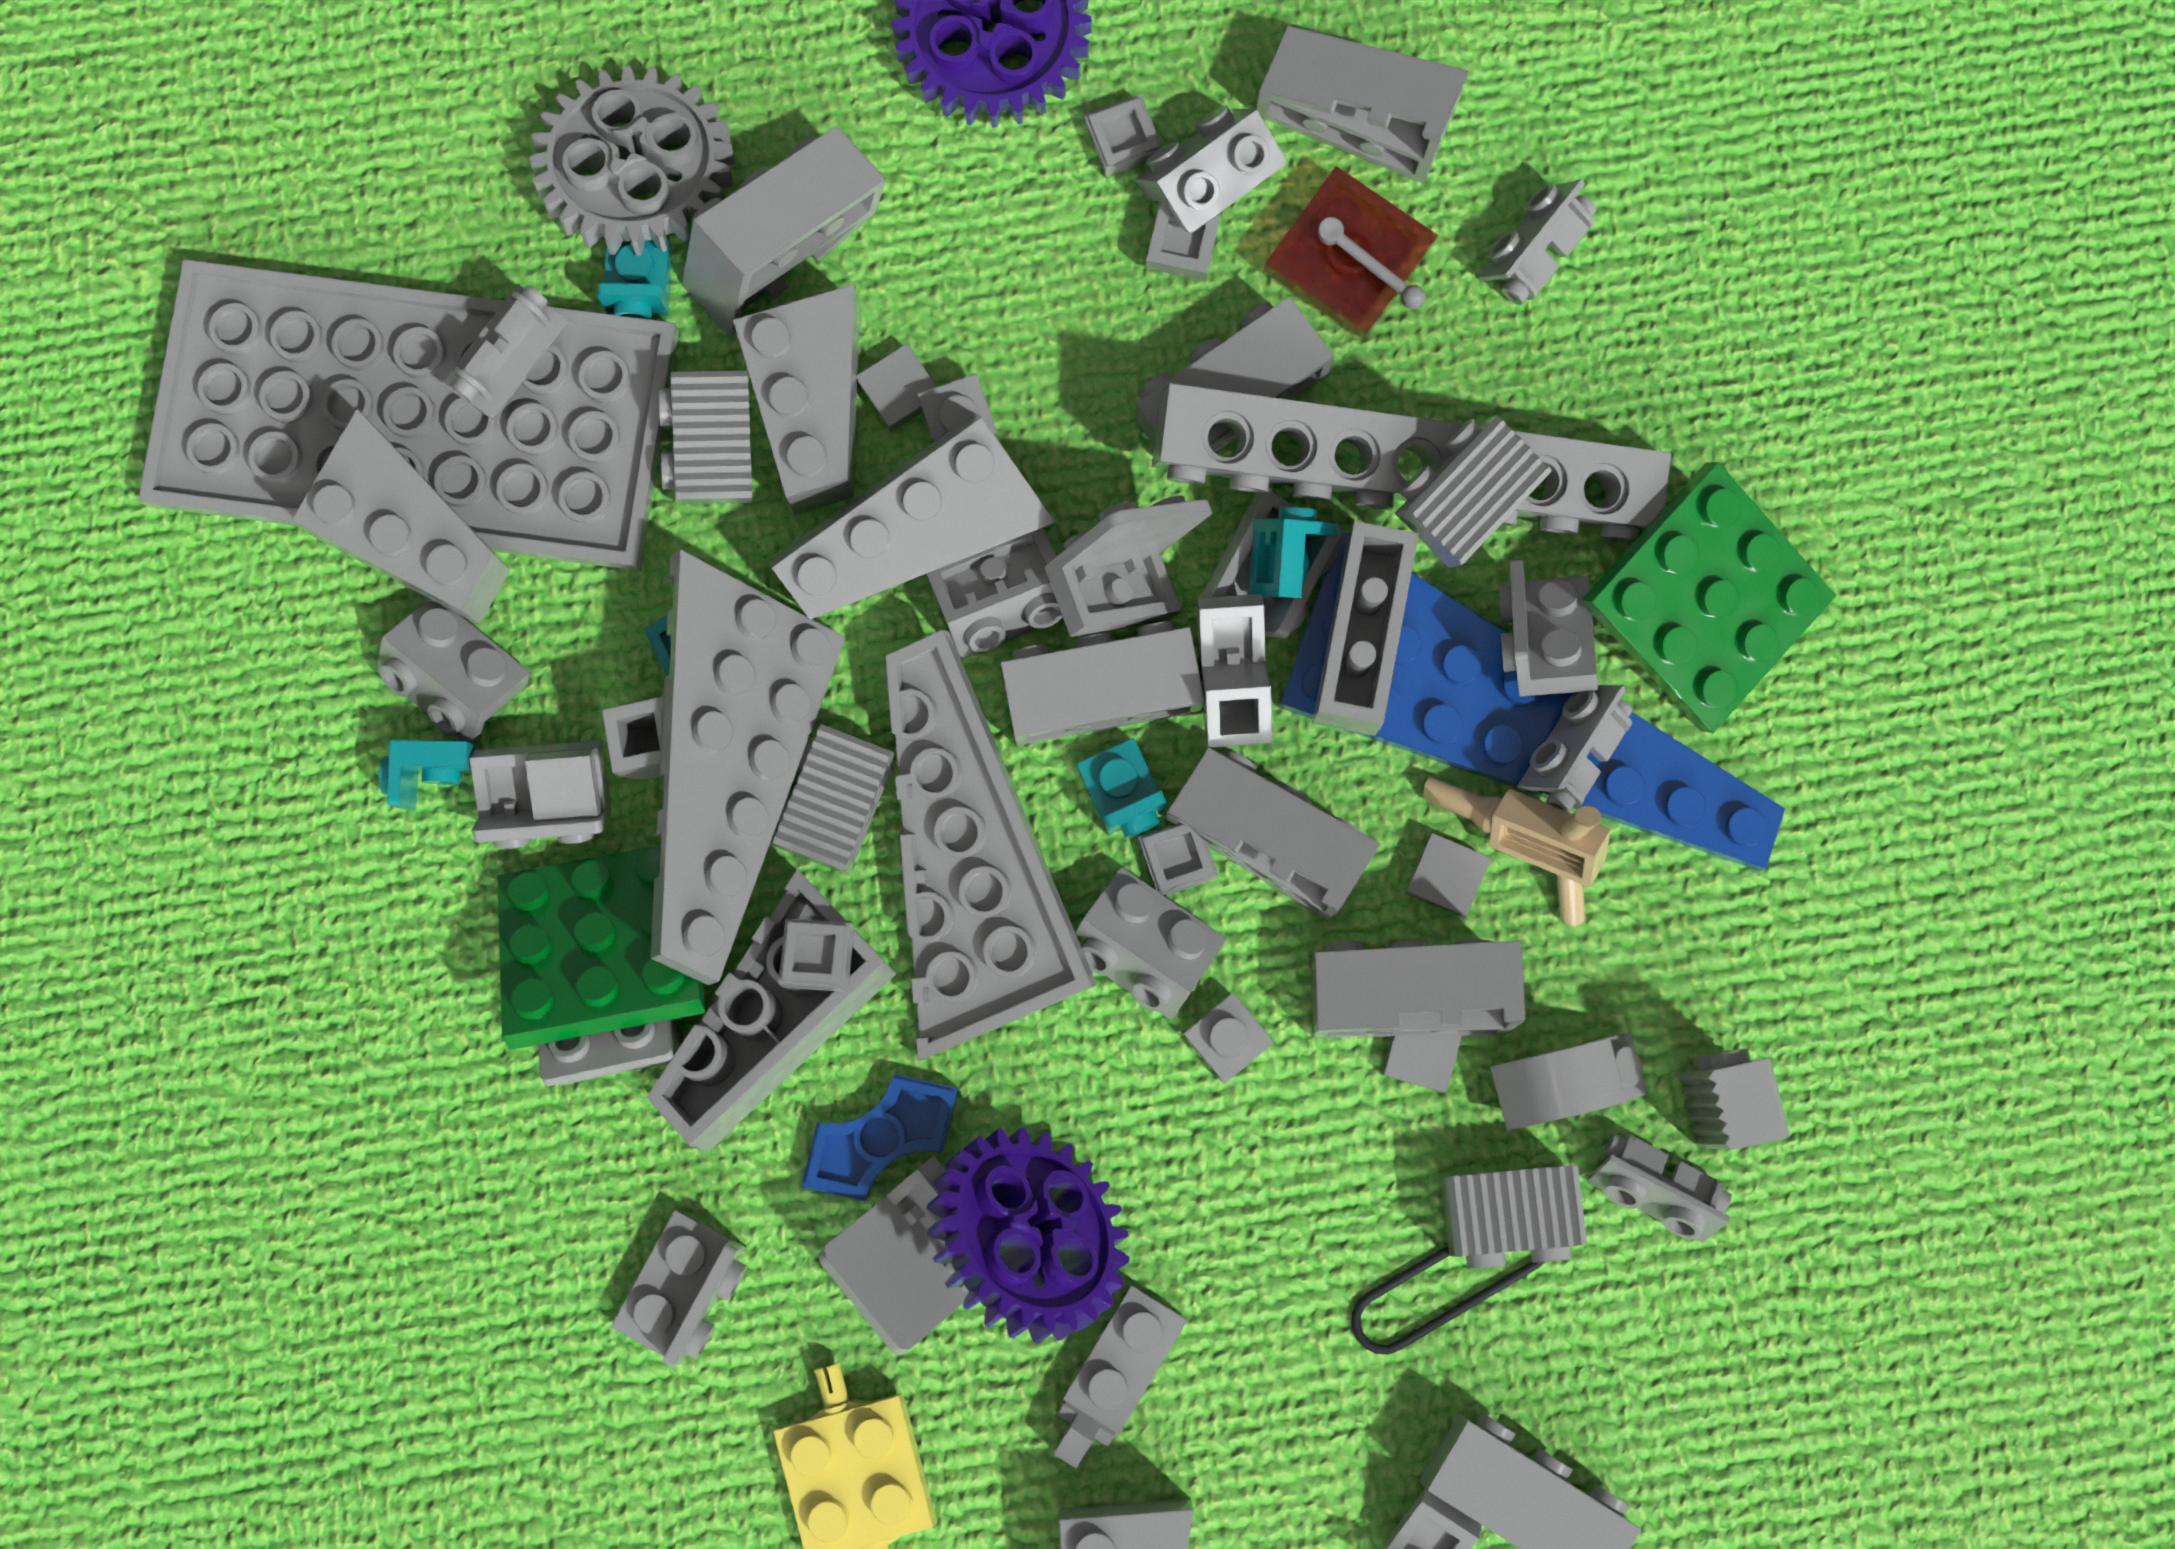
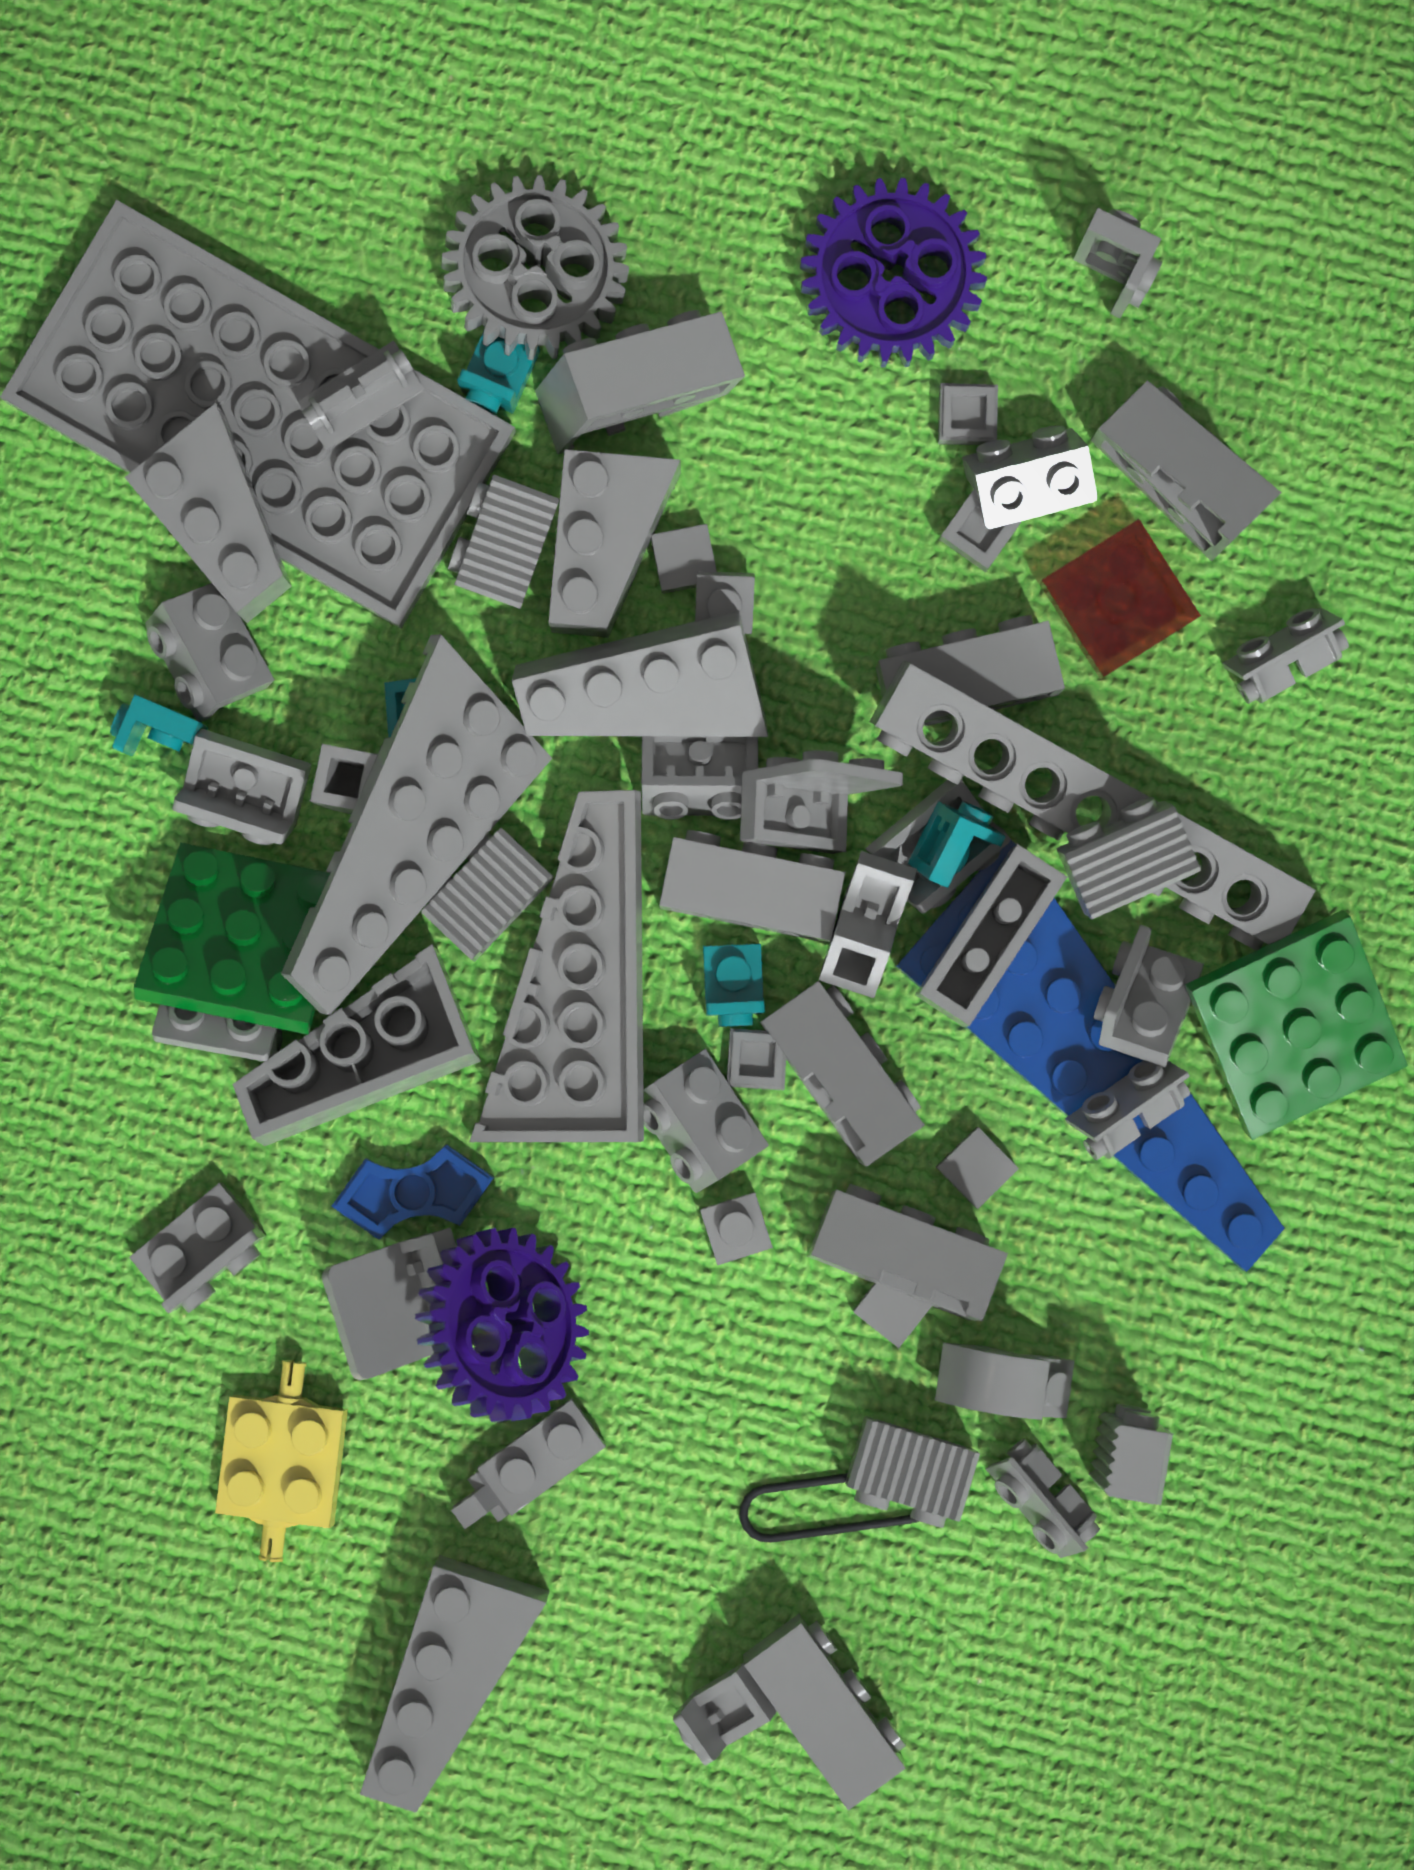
camera: 15 degrees right, 5 degrees up
(563, 785) = (264, 791): light grey tile -> none
(816, 955) = (419, 1024): light grey tile -> none
(1331, 233) = (1109, 577): light grey hinge -> none
(1538, 834) = (1063, 1164): tan piece -> none

